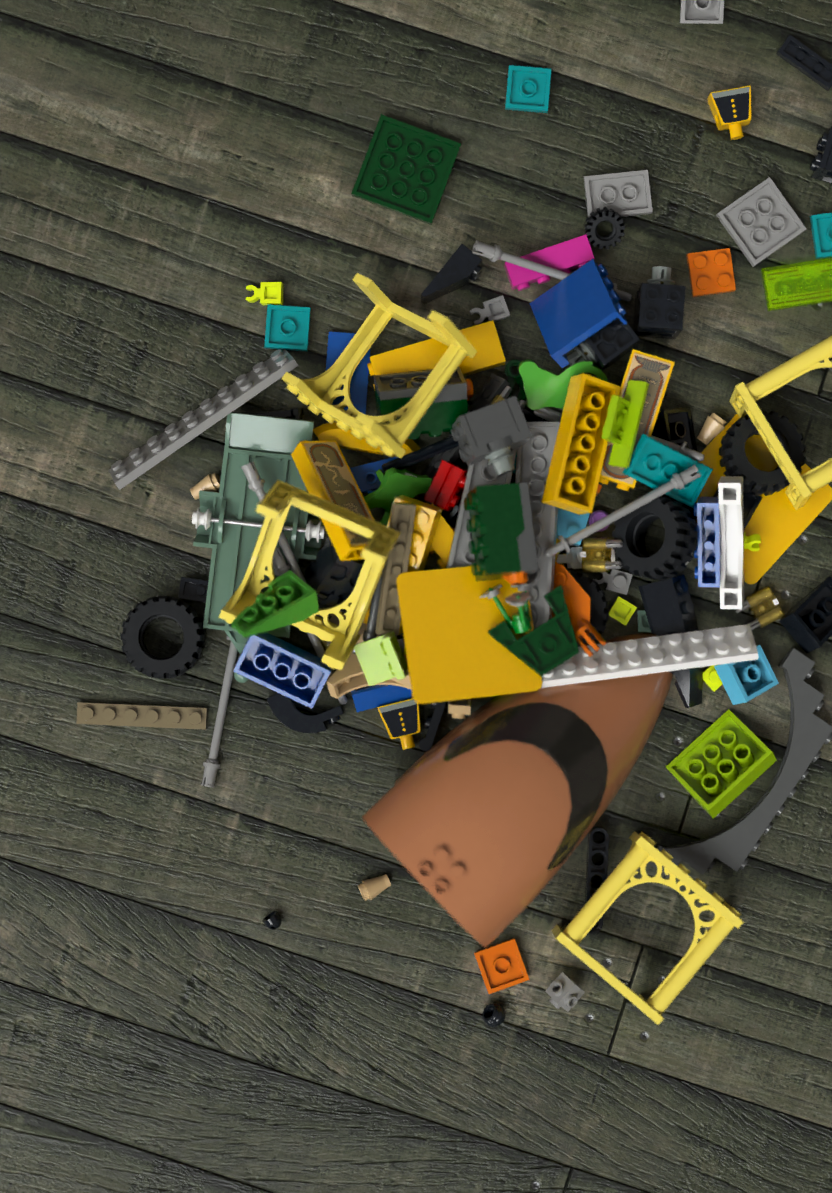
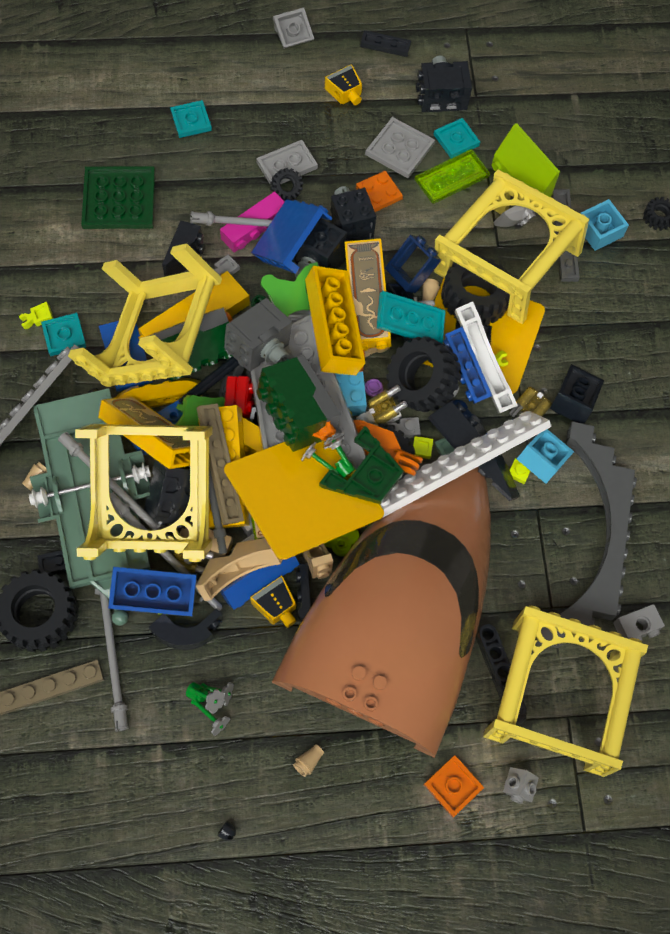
camera: 25 degrees left, 20 degrees down
(282, 604) = (131, 526): bright green wedge -> none
(291, 782) = (214, 700): none -> plant
(381, 659) = (236, 544): lime bracket -> none
(493, 1014) = (466, 835): black piece -> none
(623, 422) = (361, 290): lime bracket -> none
(677, 482) = (423, 321): light grey bar -> none
(685, 390) = (401, 257): none -> dark blue window
(721, 763) = (559, 535): lime slope -> none
(770, 888) = (647, 617): none -> light grey brick

